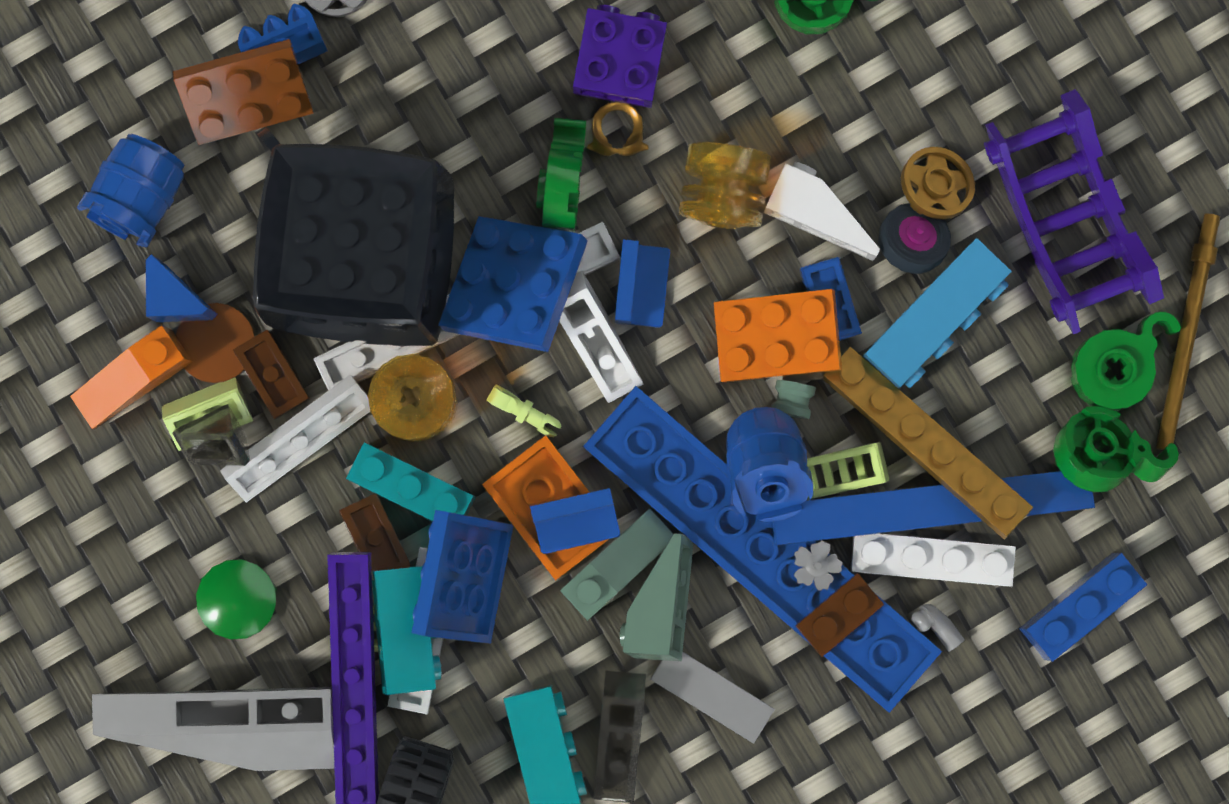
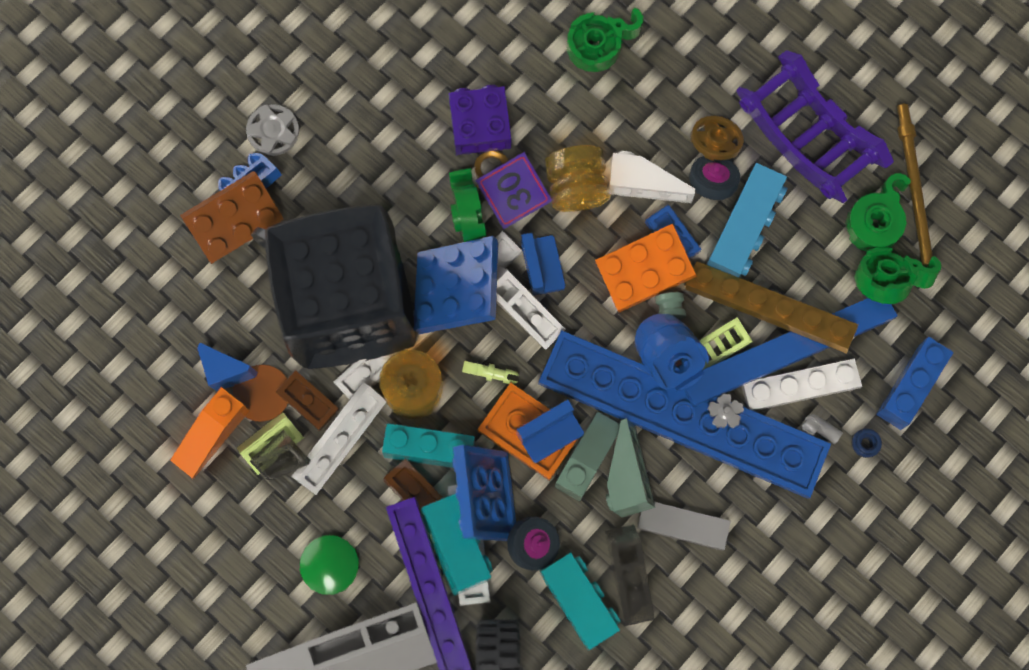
camera: 20 degrees left, 10 degrees down
(133, 189) = (175, 303): blue piece -> none
(507, 657) = (533, 543): none -> black wheel
(634, 172) = (513, 190): none -> dark purple piece
(839, 615) = (753, 440): reddish brown plate -> none
(1003, 664) = (874, 440): none -> dark blue plate

